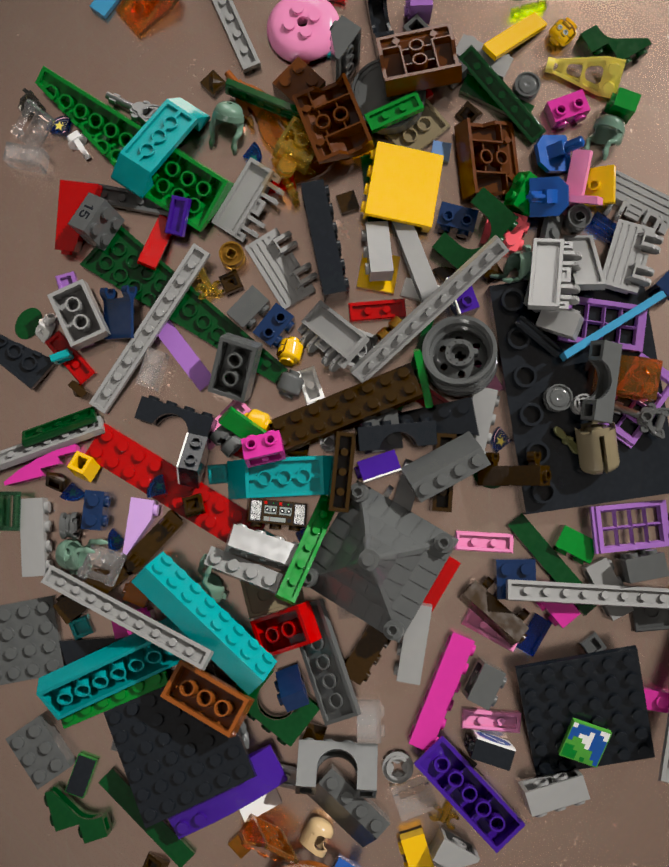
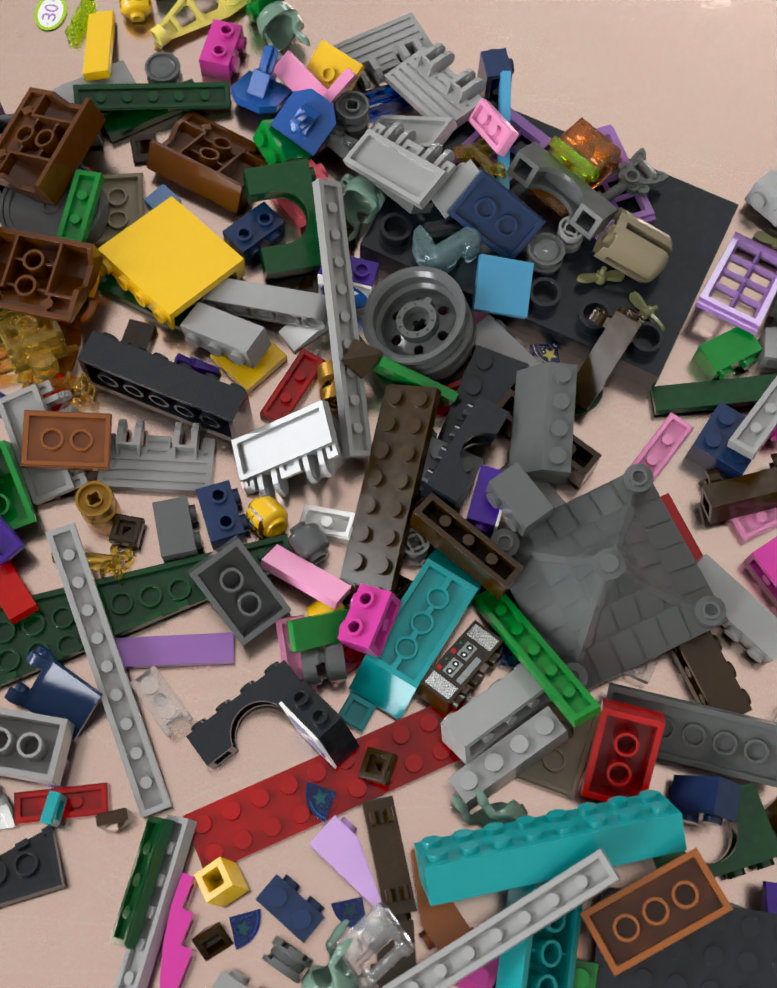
camera: 60 degrees left, 15 degrees down
(254, 213) = (66, 440): none -> dark orange tile
(267, 396) = (305, 576): none -> bright pink tile
(351, 246) = (196, 364): none -> dark purple bar
(384, 484) = (518, 500): none -> dark grey brick
(411, 338) = (361, 357): none -> dark brown slope
(512, 342) = (446, 253): none -> clear light blue animal
(516, 387) = (502, 286): none -> dark azure tile
(557, 354) = (497, 214): none -> dark blue tile
(562, 481) = (646, 312): none -> olive piece
(596, 312) = (480, 152): none -> clear yellow bar
(617, 312) = (493, 127): none -> bright pink tile
(624, 384) = (564, 153): none -> clear neon green plate

